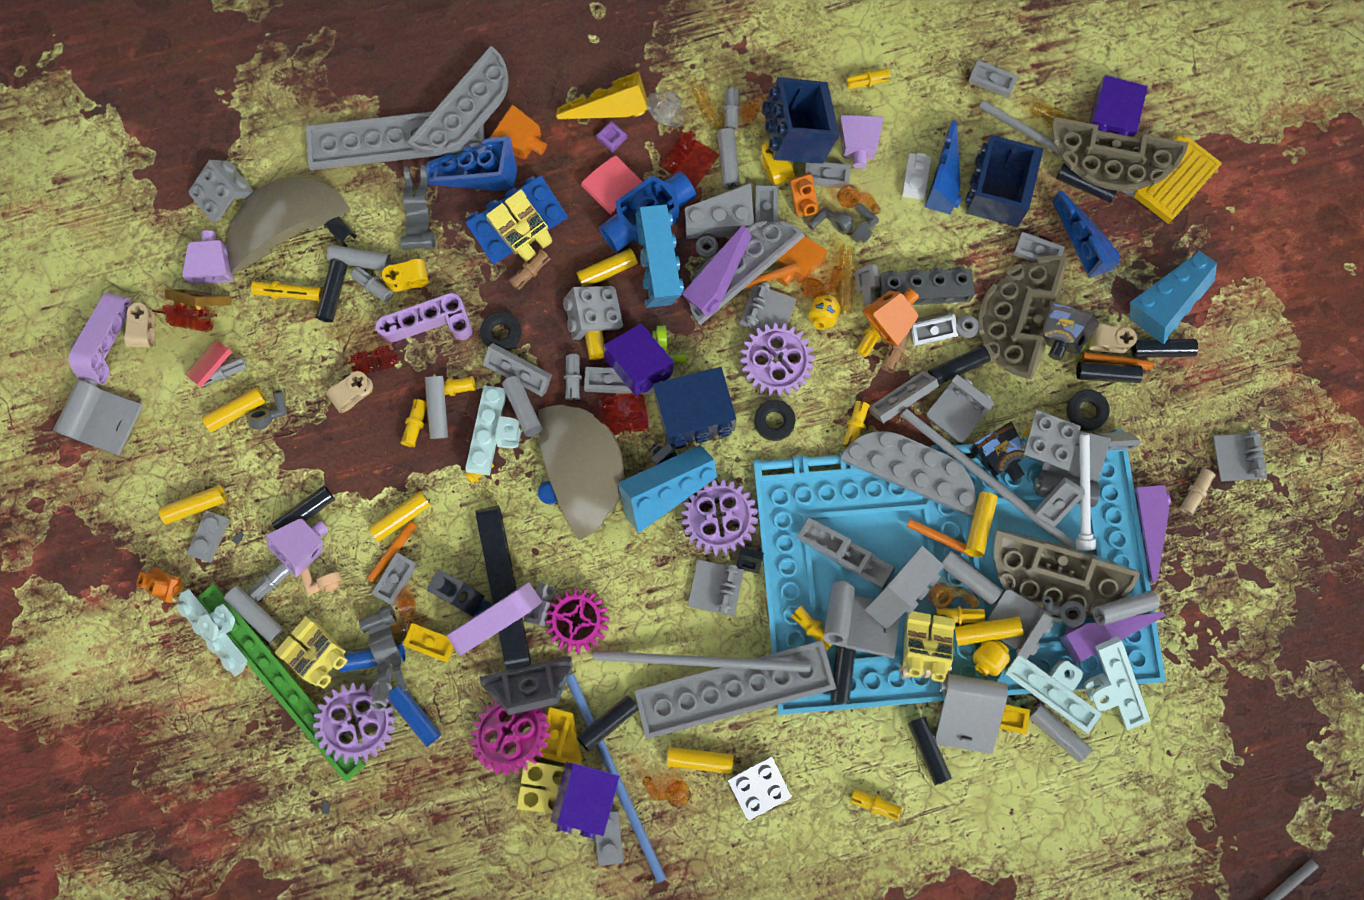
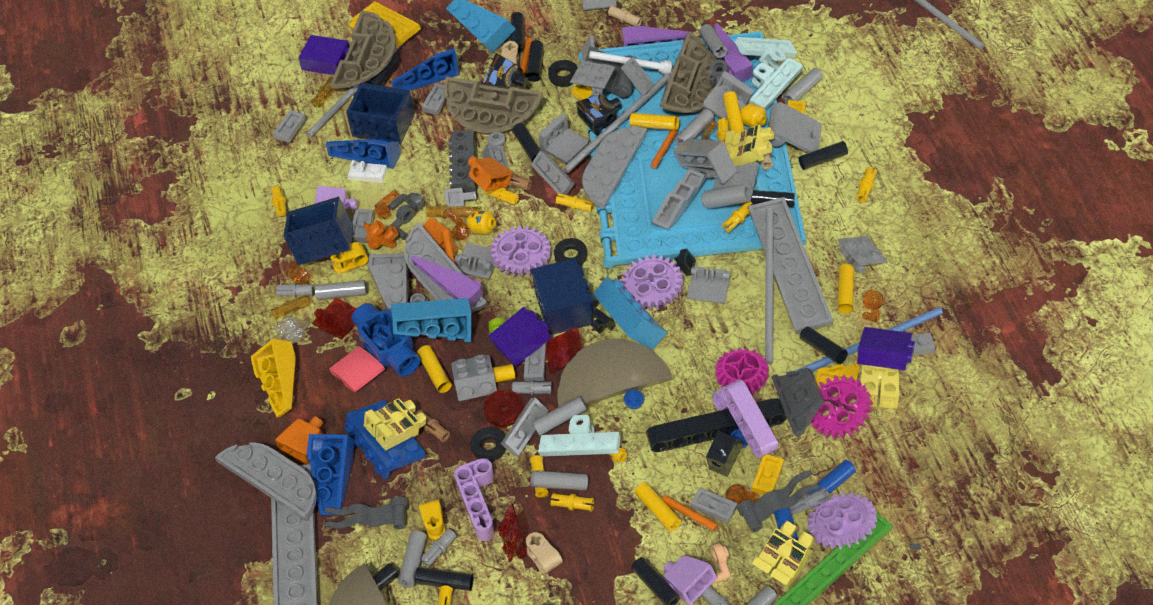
camera: 85 degrees left, 25 degrees down
(546, 333) = (505, 418): none -> clear red plate
(611, 136) = (309, 374): medium lavender tile -> none

